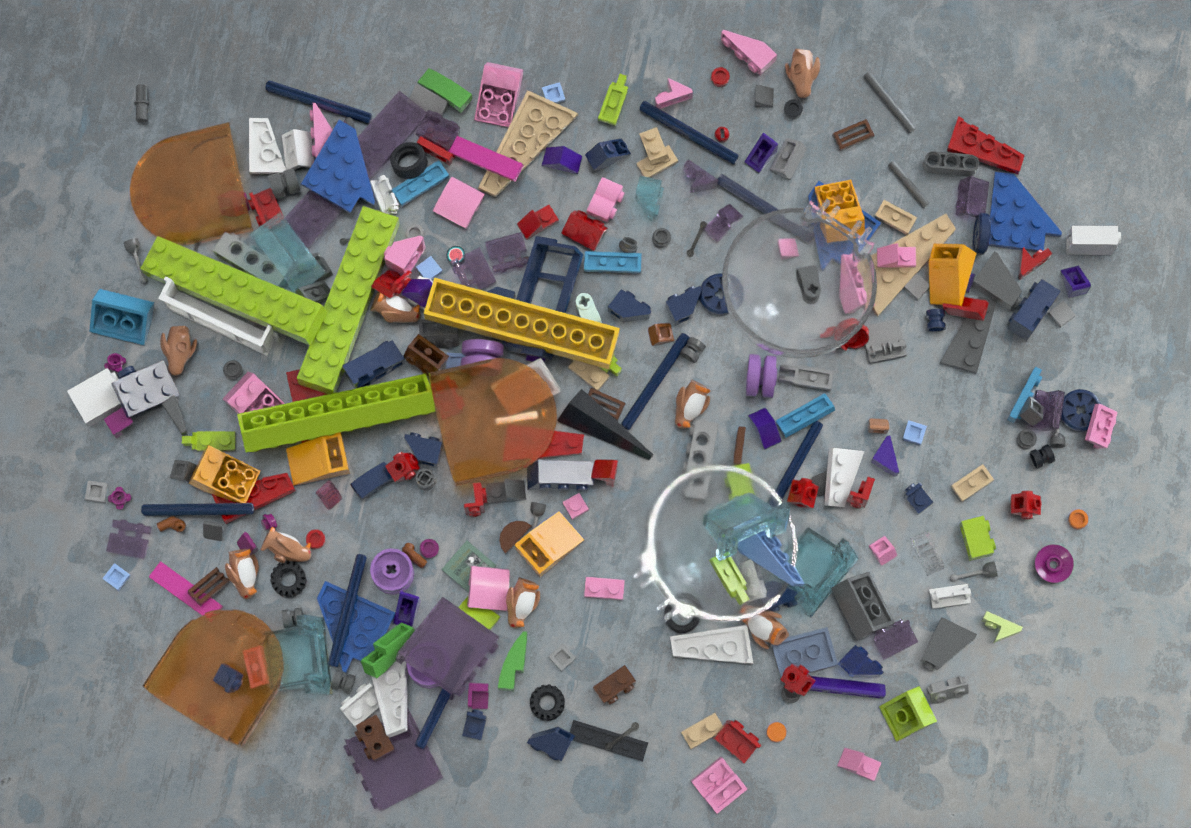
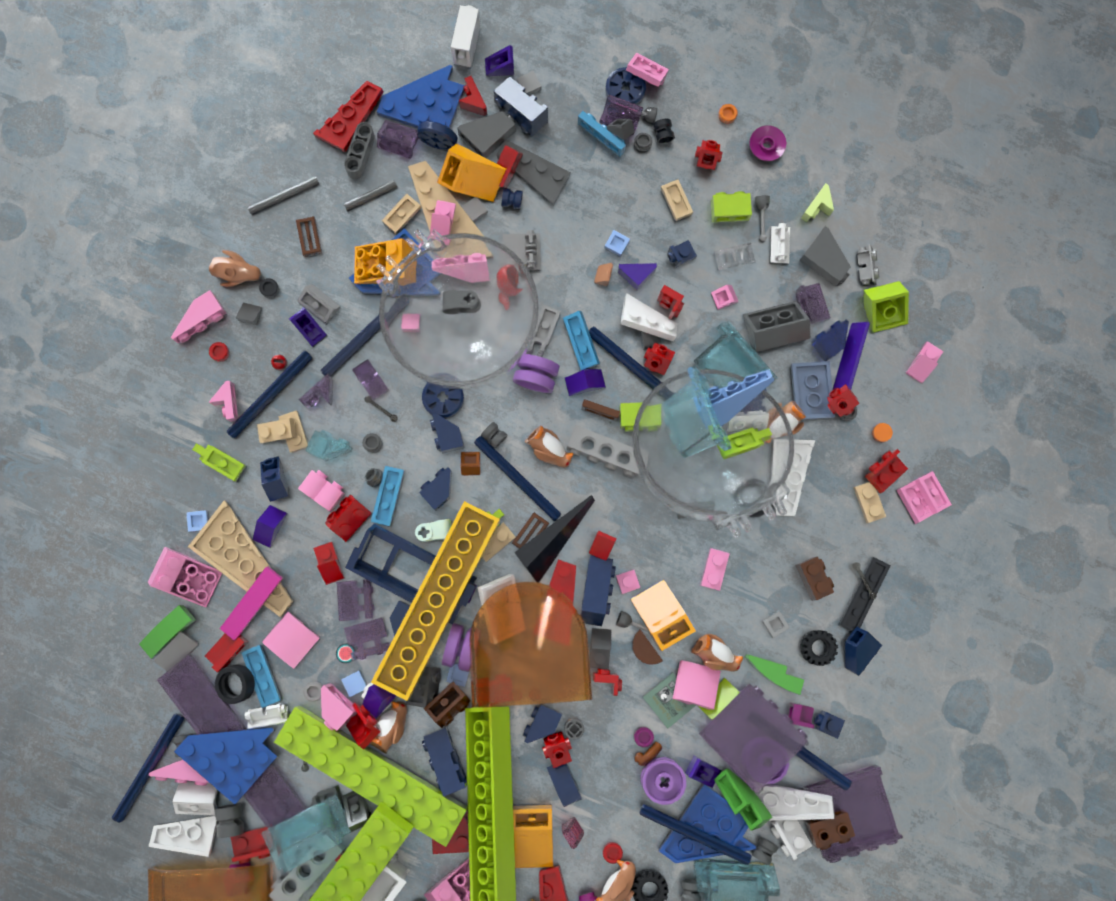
camera: 85 degrees left, 5 degrees up
(438, 130) = (209, 646): clear purple bracket -> none

